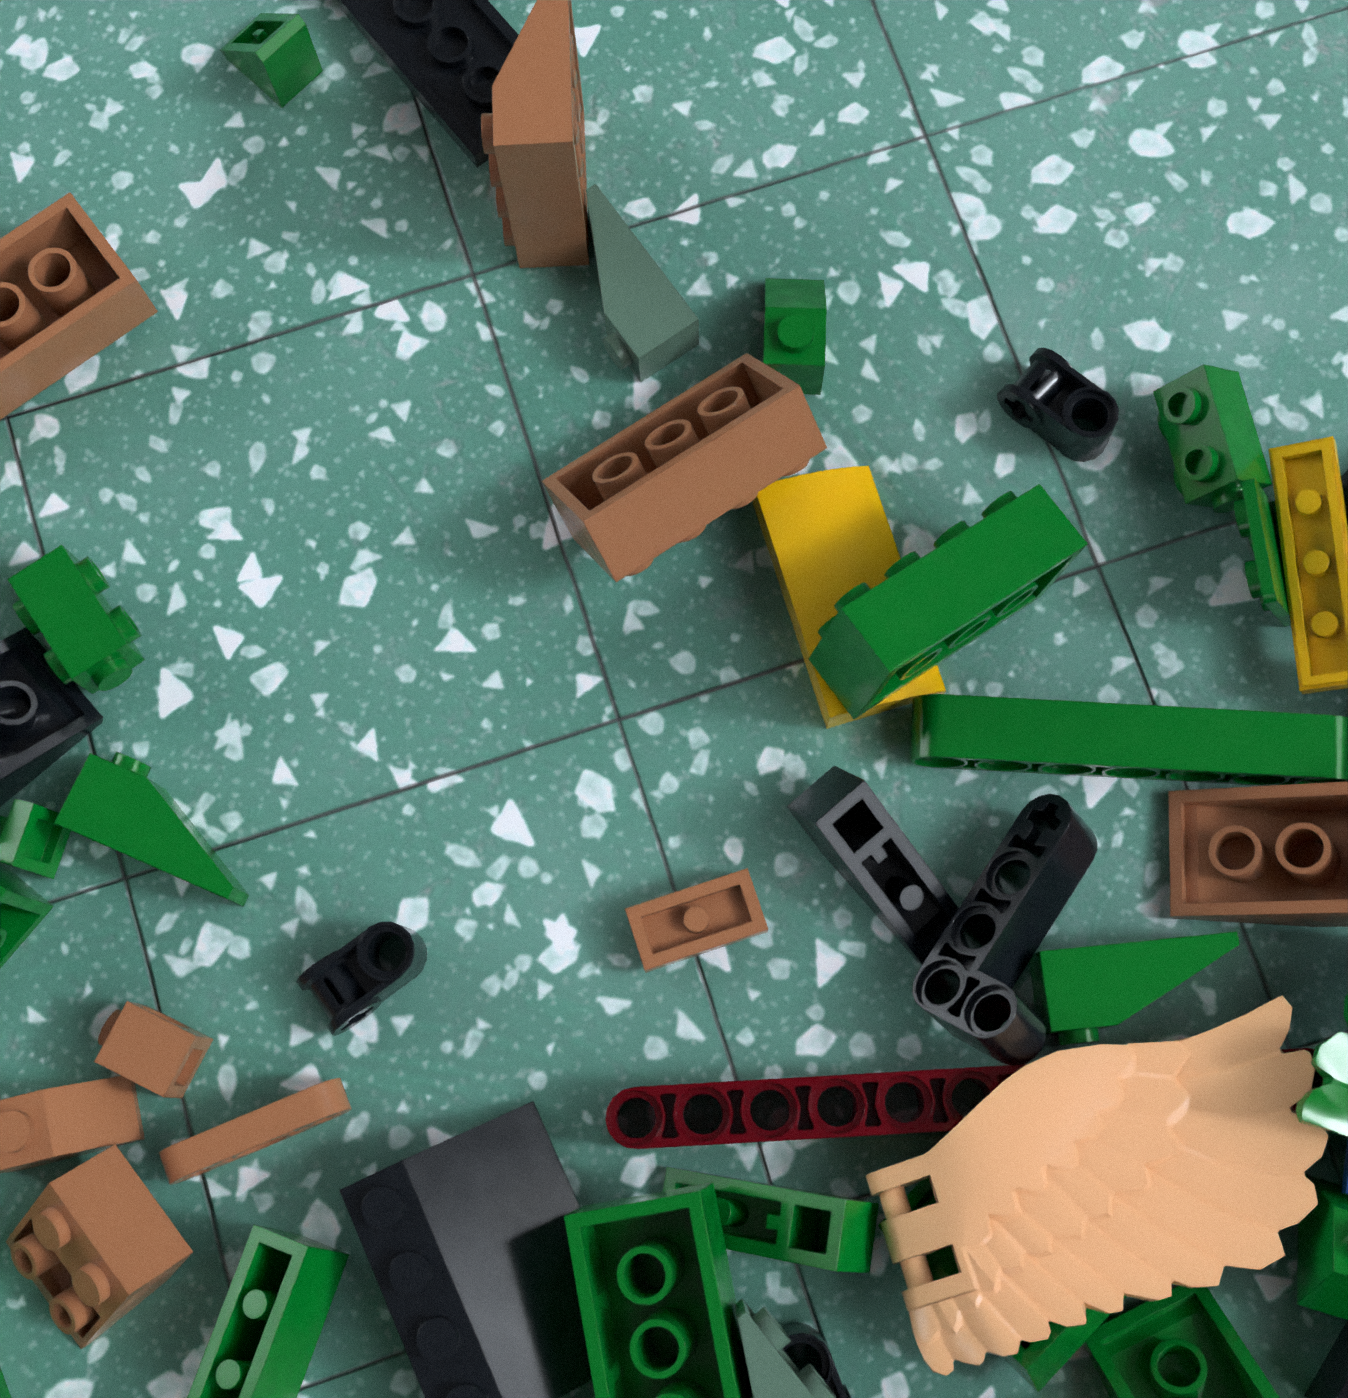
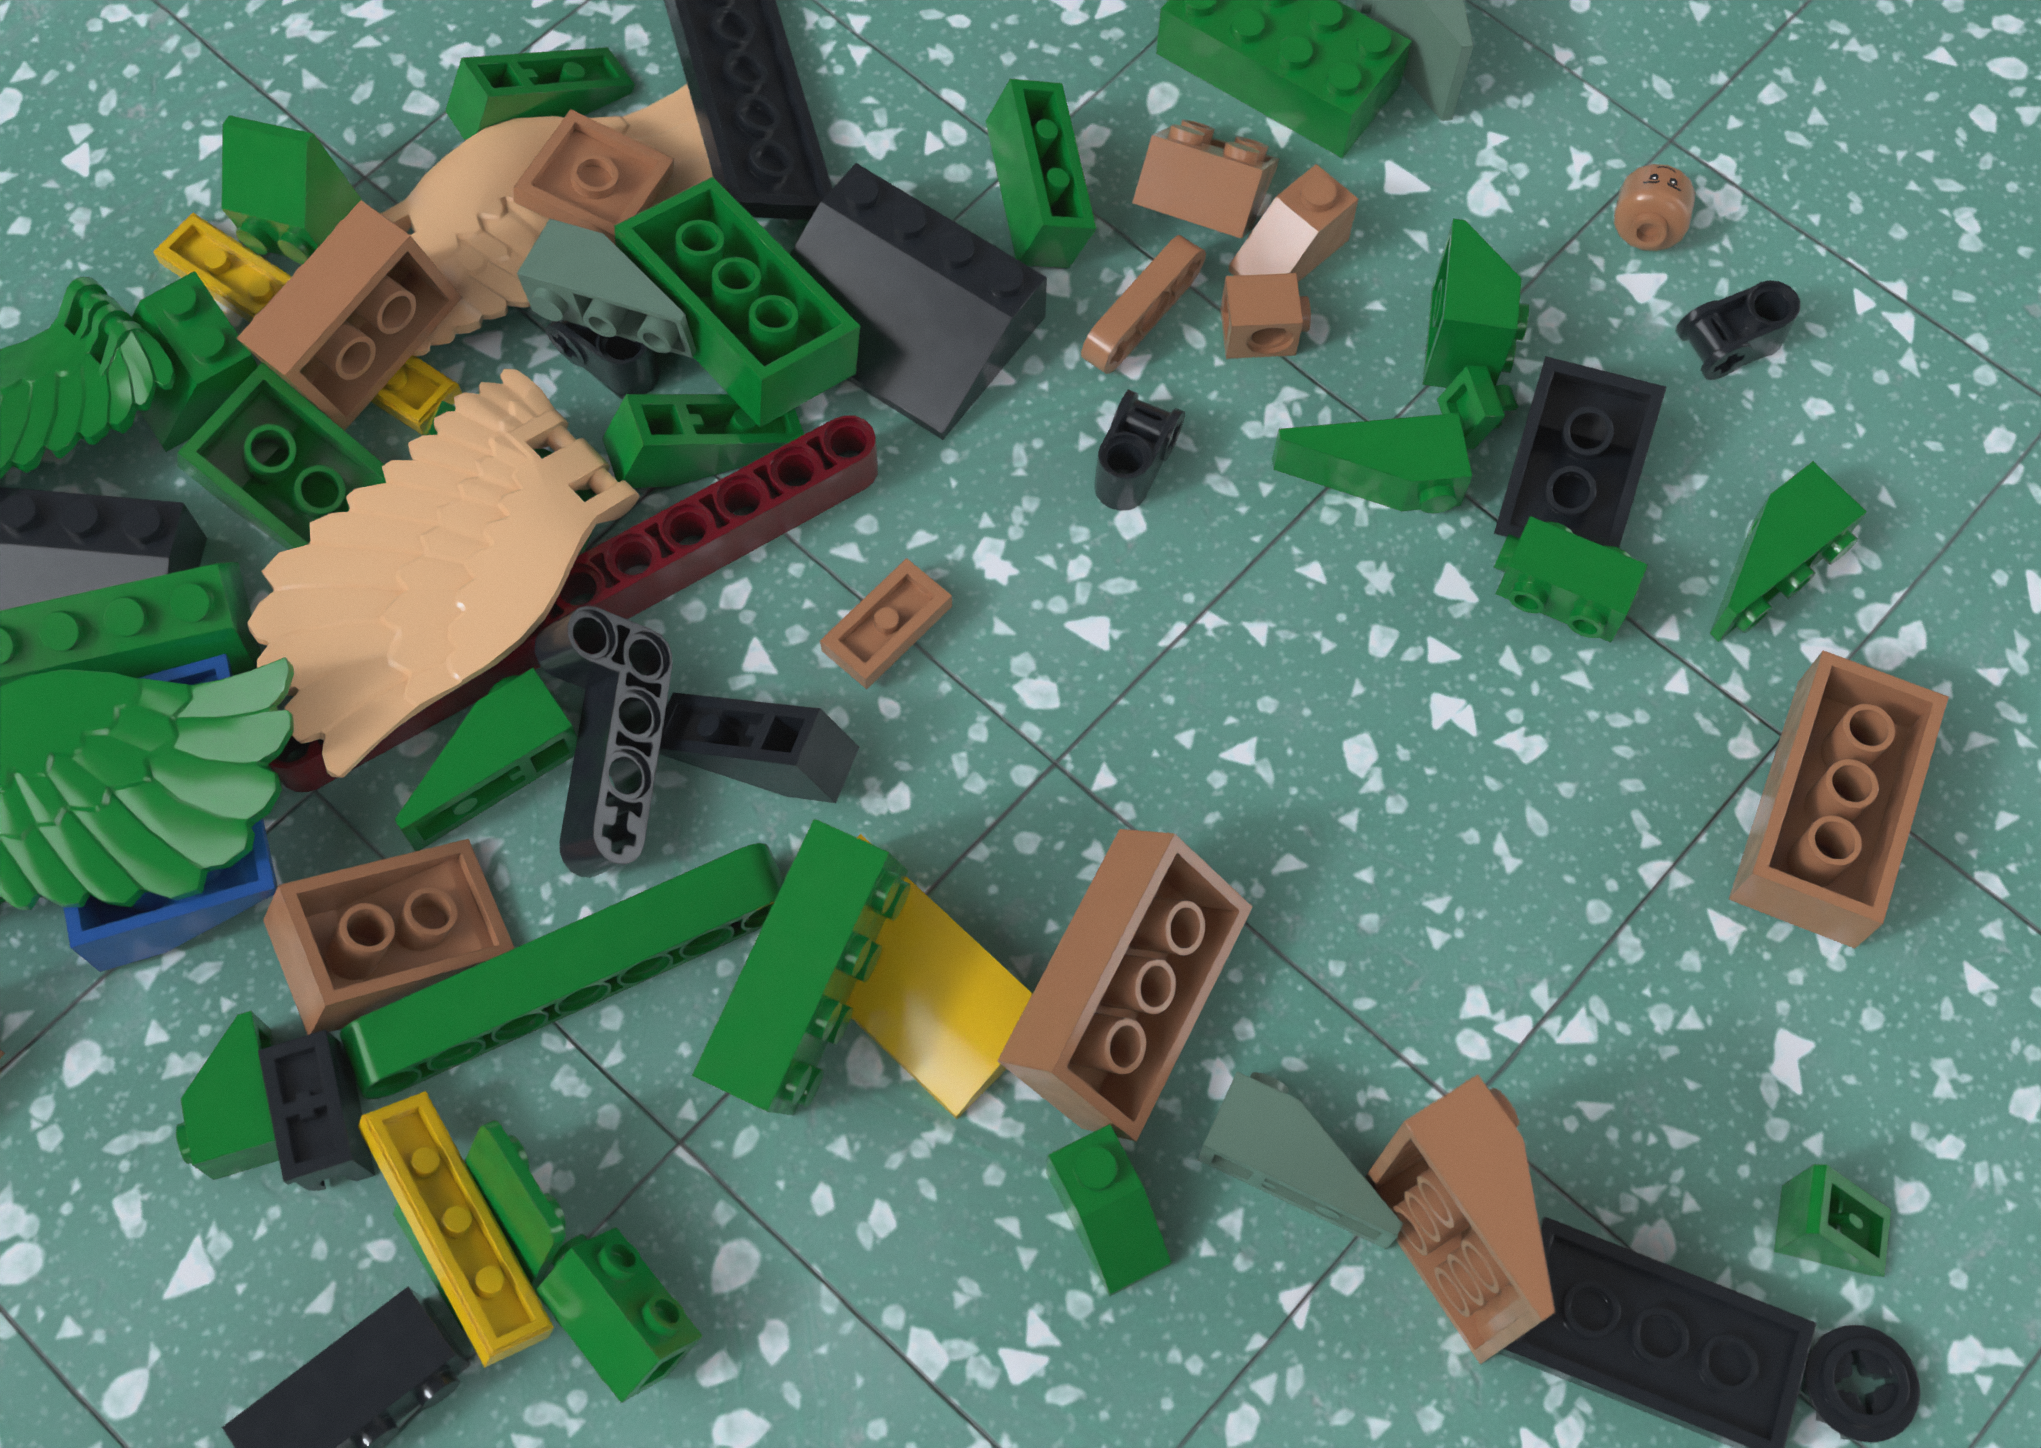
camera: 145 degrees right, 10 degrees down
(1053, 398) = (798, 1274): black piece -> none

